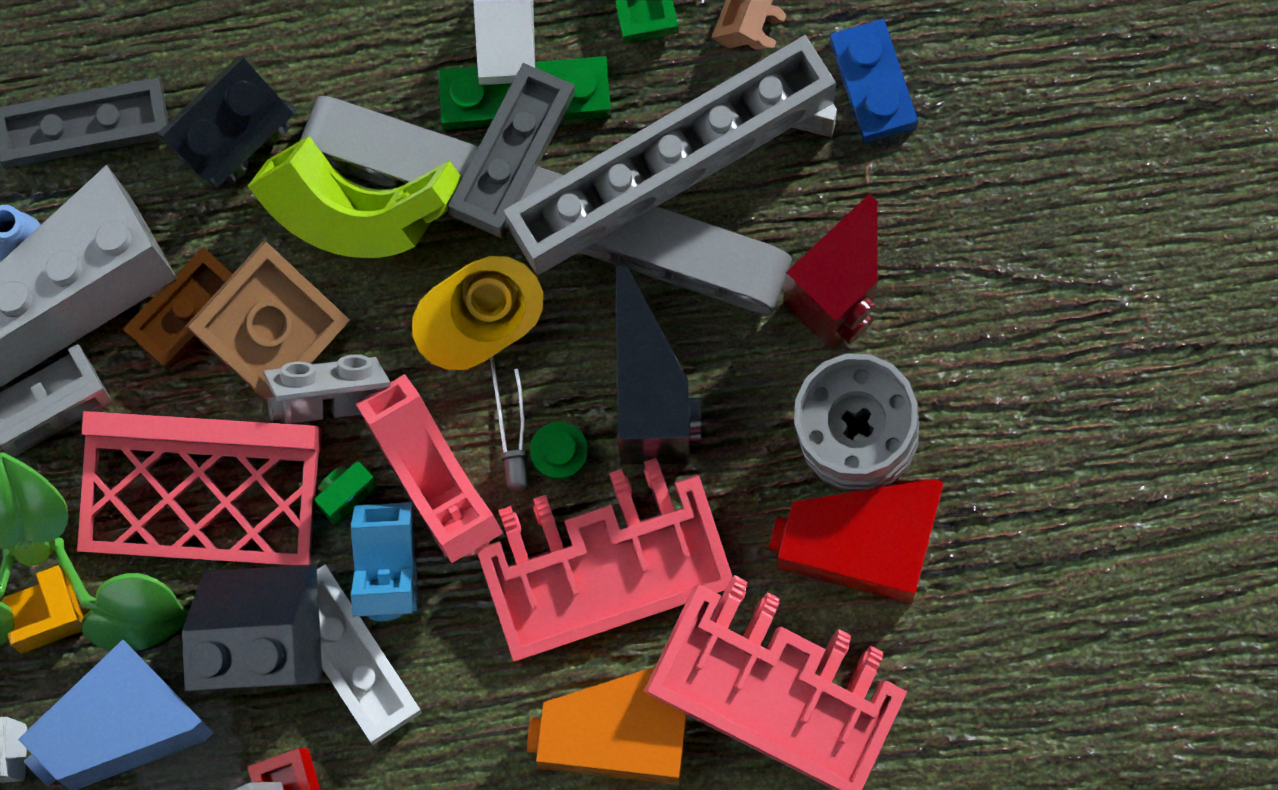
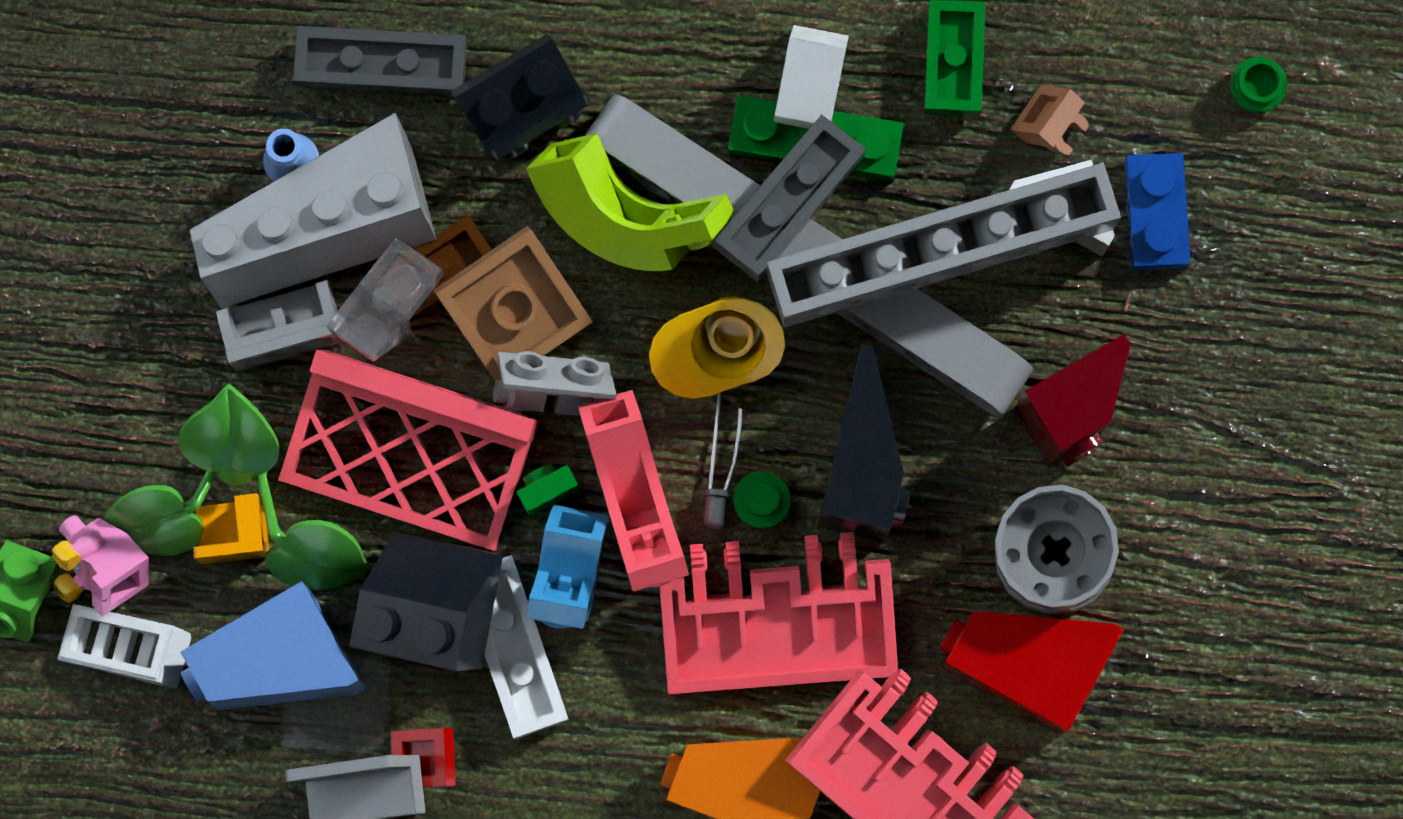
camera: 10 degrees right, 5 degrees up
(138, 350) = (385, 300): none -> clear slope

